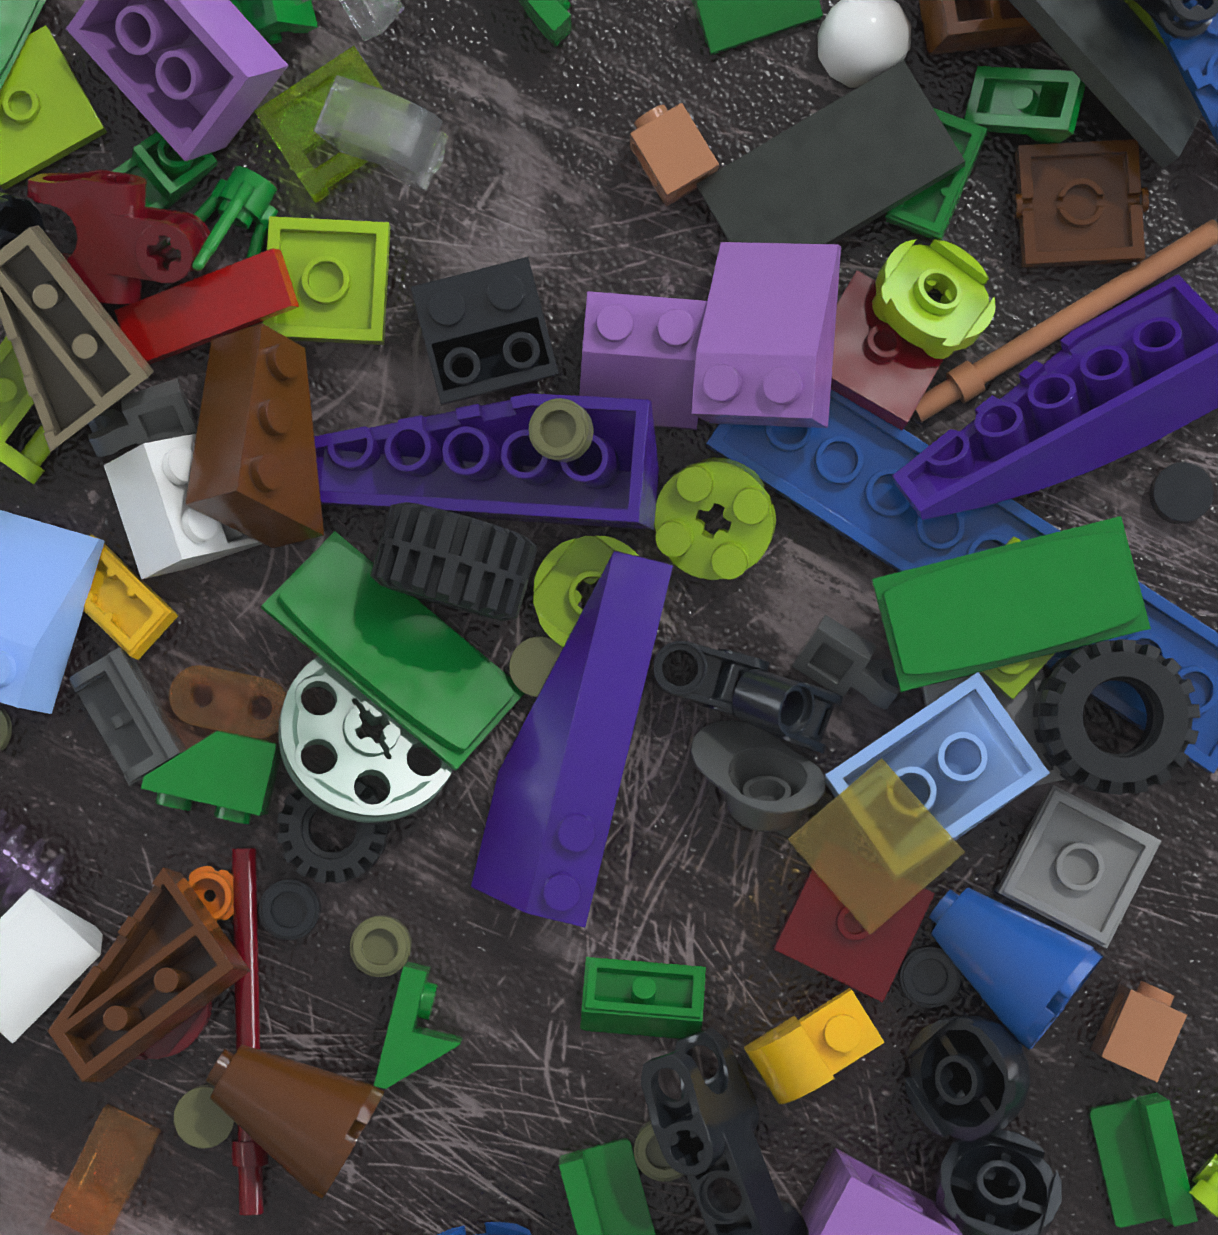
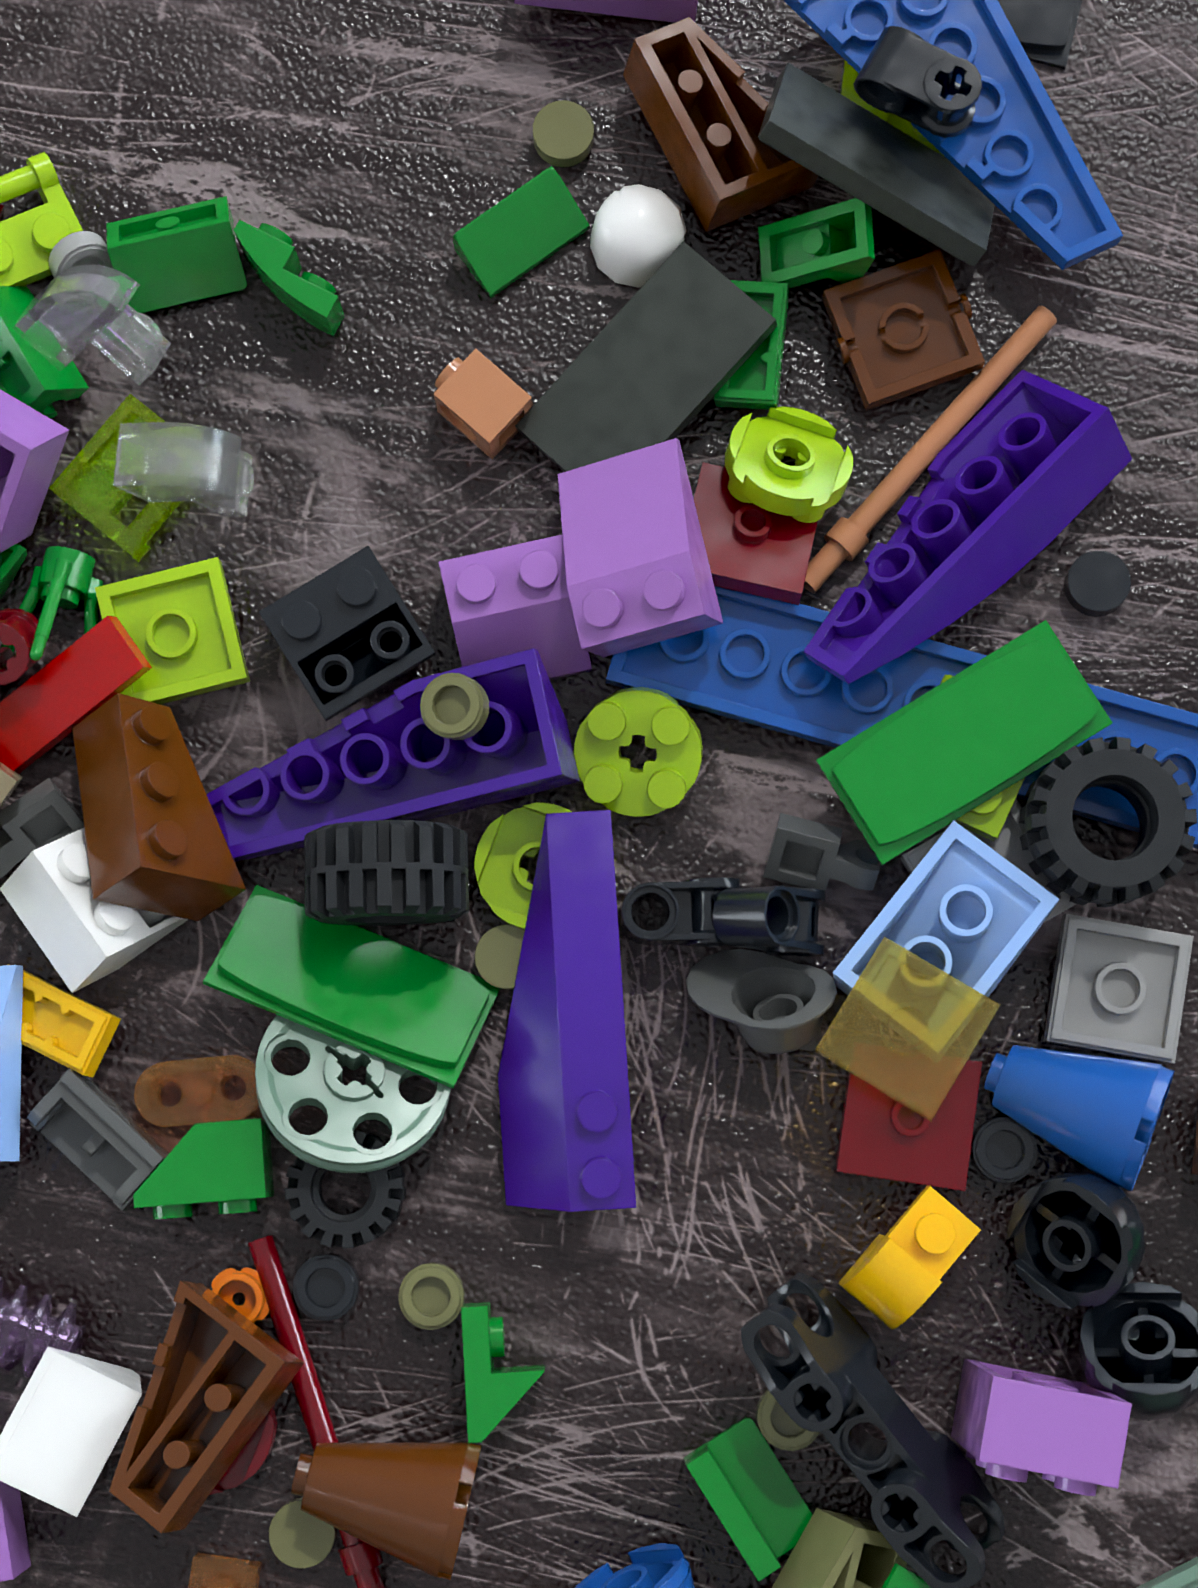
camera: 15 degrees left, 5 degrees down
(642, 998) = (718, 1265): green slope -> none

